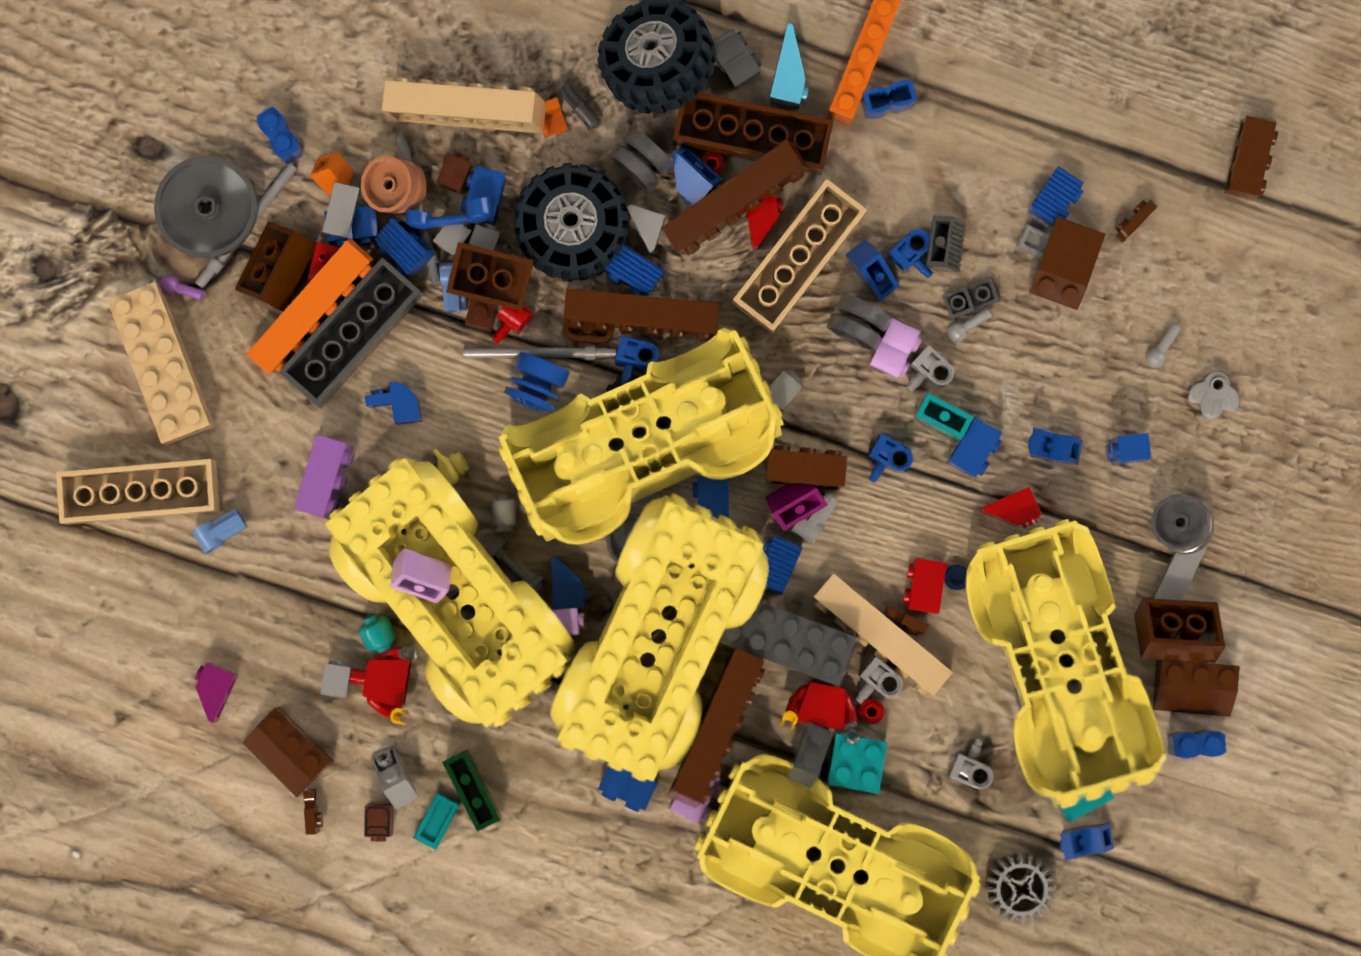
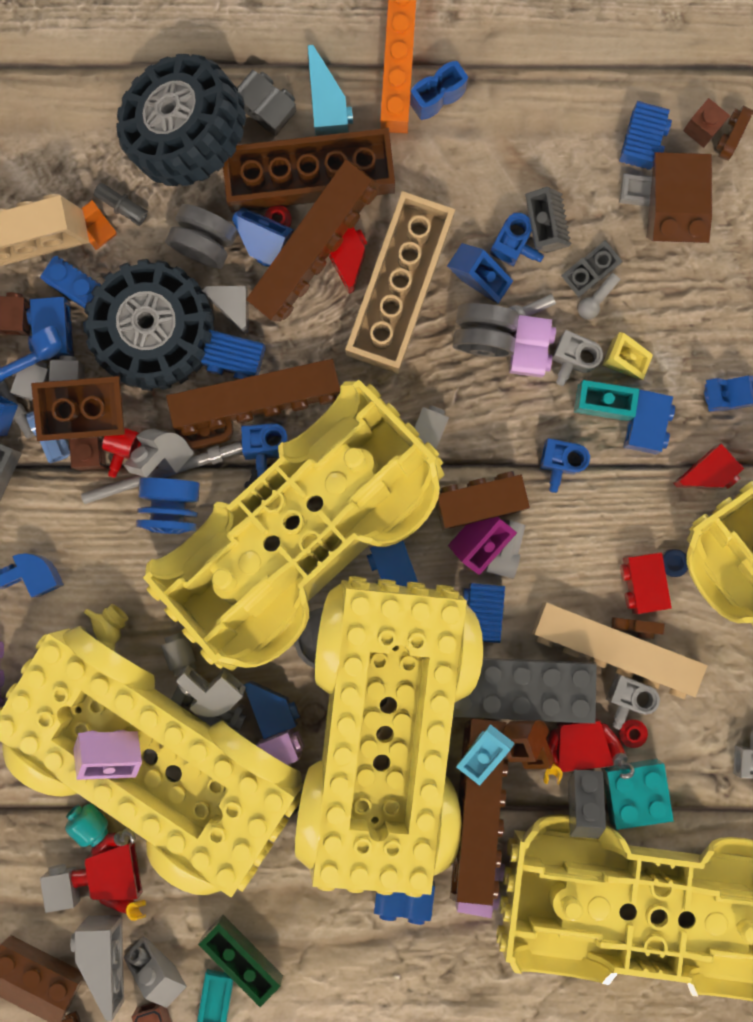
camera: 15 degrees left, 0 degrees up
(355, 746) = (100, 960): none -> light grey slope
(515, 162) = (69, 281): none -> blue brick
(522, 559) = (213, 697): none -> light grey brick
(543, 333) = (158, 449): none -> light grey brick
(736, 678) = (485, 754): none -> medium azure slope
(776, 685) = (529, 744): none -> reddish brown brick
(908, 315) = (534, 307): none -> light grey bar
(976, 386) = (627, 357): none -> light yellow slope
(1113, 204) = (706, 122): none -> copper brick

